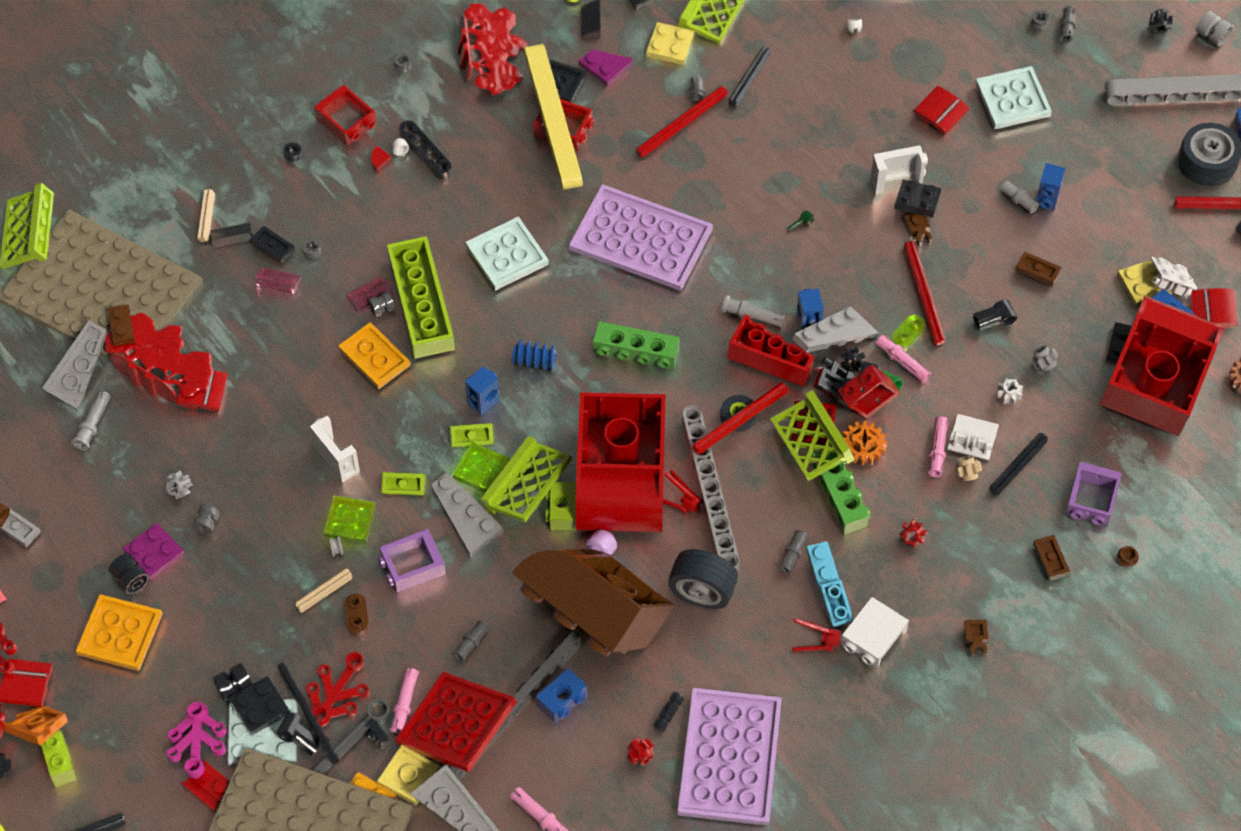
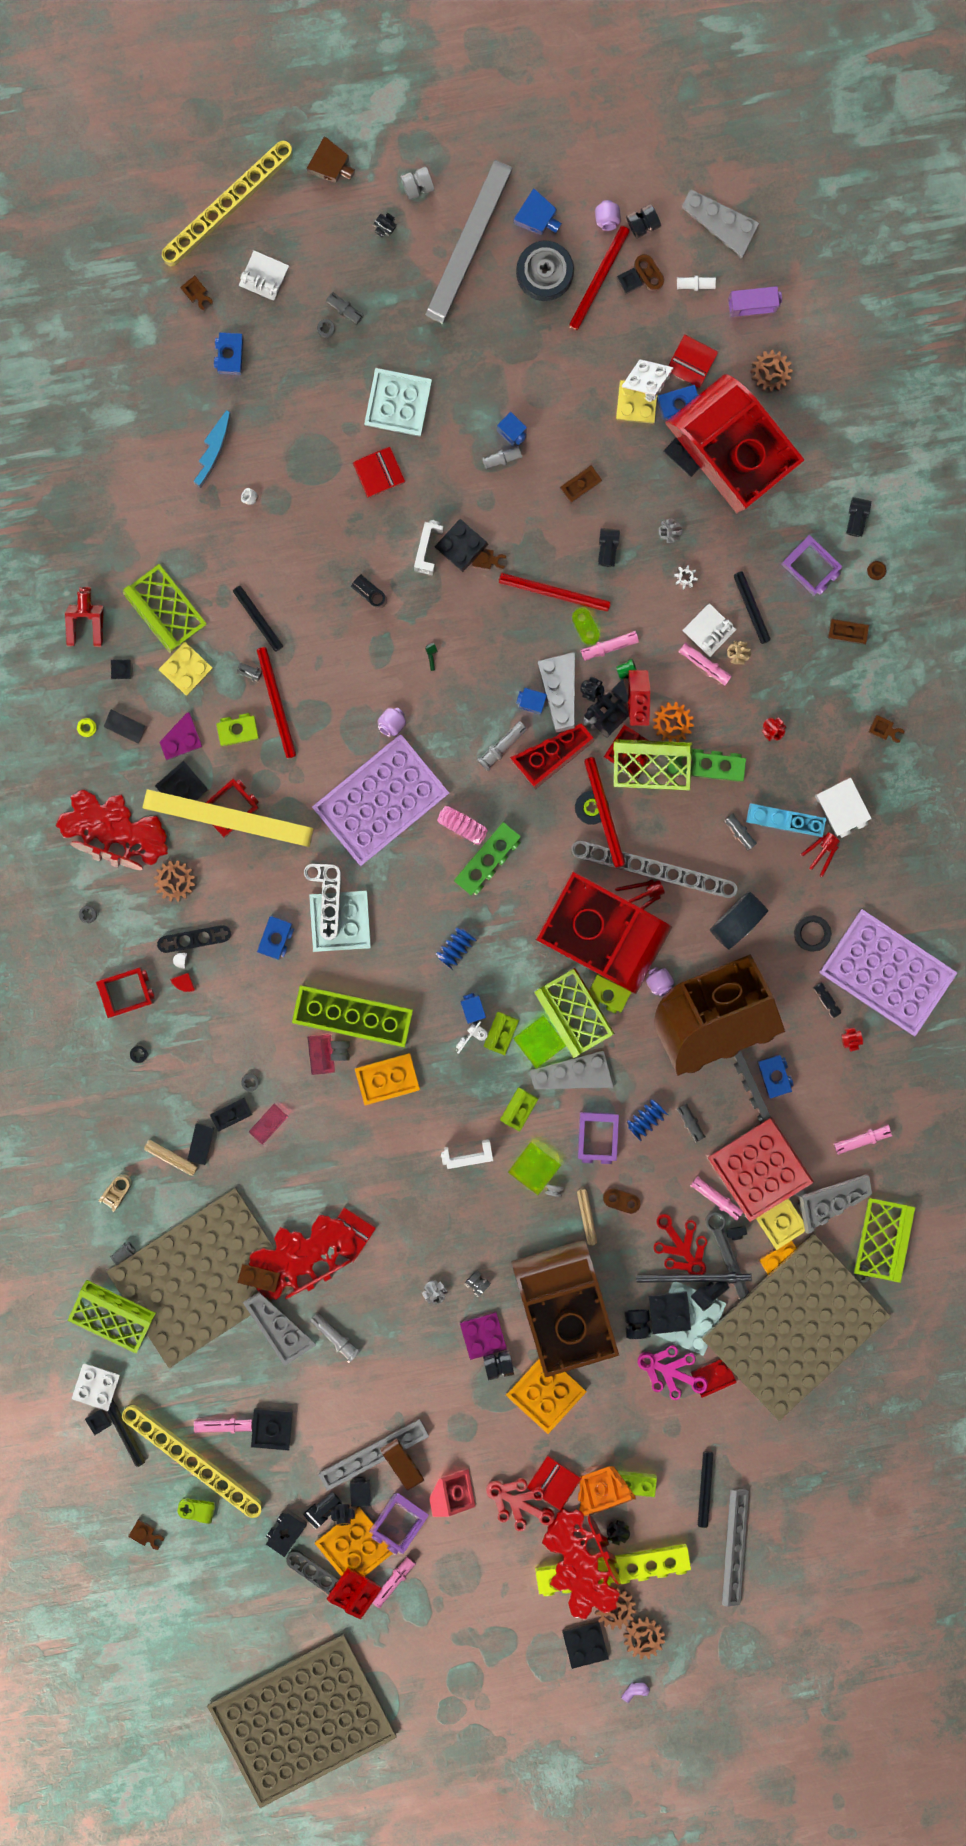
camera: 65 degrees left, 30 degrees up
(96, 216) = (124, 1252): none -> dark grey pin
(152, 185) = (114, 1195): none -> tan piece
(213, 598) = (565, 1308): none -> reddish brown brick
(452, 596) = (646, 1119): none -> blue piece
(453, 399) = (475, 1030): none -> white hinge
(468, 201) = (266, 945): none -> blue brick
(471, 110) = (166, 882): none -> nougat gear
(517, 231) = (327, 902): none -> white beam
(638, 100) = (226, 734): none -> lime brick
(656, 305) = (462, 825): none -> bright pink gear
(720, 213) = (391, 721): none -> lavender head
(729, 649) = (798, 936): none -> black tyre
(828, 147) = (368, 591): none -> black piece
(1173, 512) = (858, 511): none -> black piece

